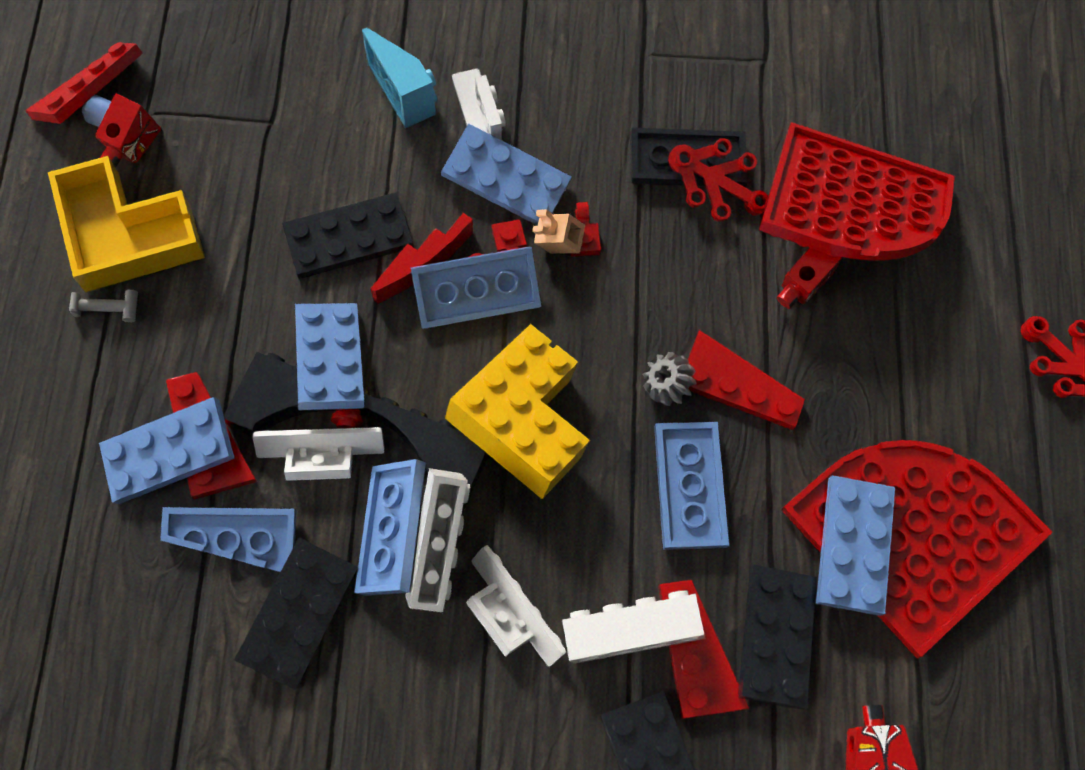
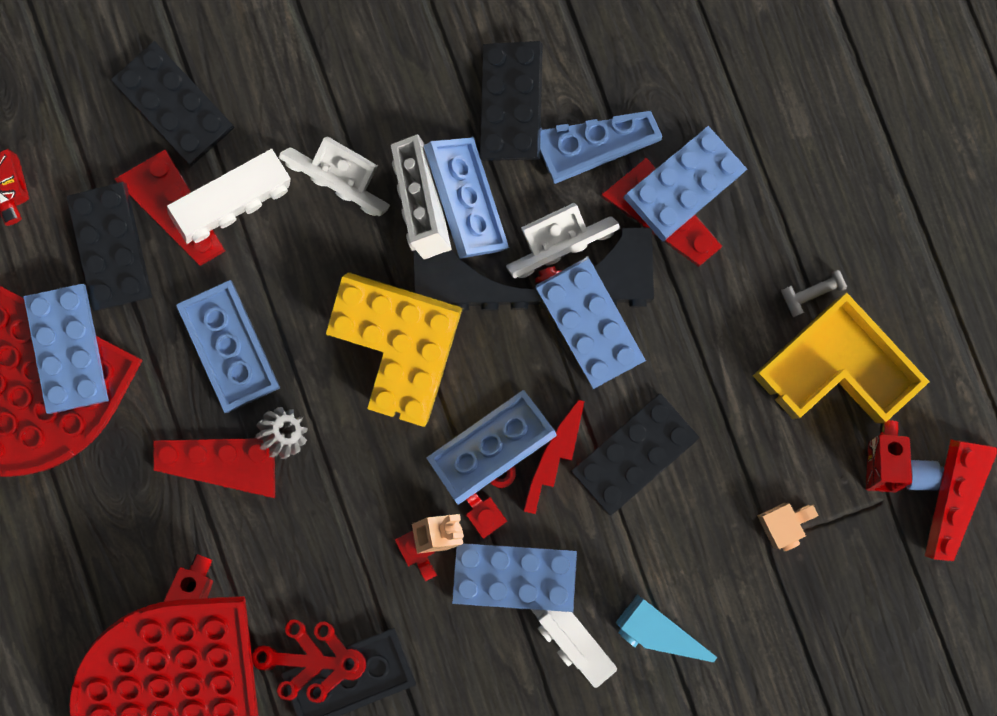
camera: 160 degrees right, 15 degrees up
(247, 124) = (784, 526): none -> light nougat brick

